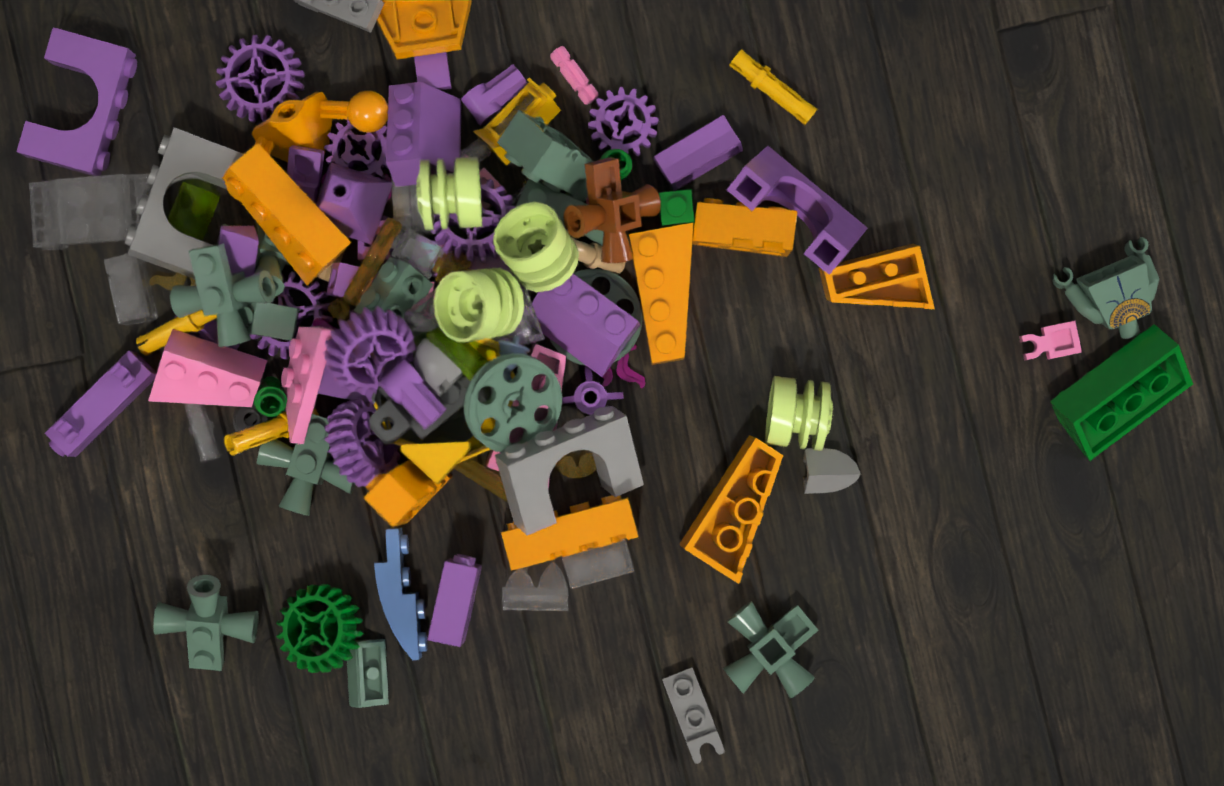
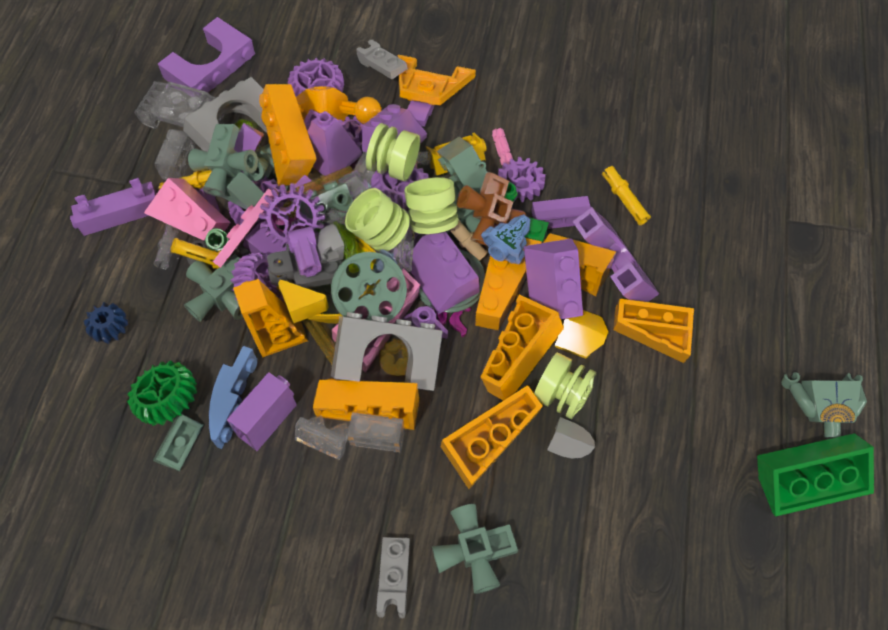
camera: 20 degrees right, 25 degrees down
(188, 555) = (105, 322): none -> dark blue gear
(206, 623) = (91, 357): sand green brick -> none
(489, 99) = (439, 135): medium lavender piece -> none
(653, 247) = (507, 239): none -> medium blue rock
(723, 381) = (520, 347): none -> light orange wedge
(732, 278) = (555, 276): none -> medium lavender slope
(789, 319) = (582, 334): none -> yellow slope
(1056, 340) = (773, 417): bright pink plate -> none

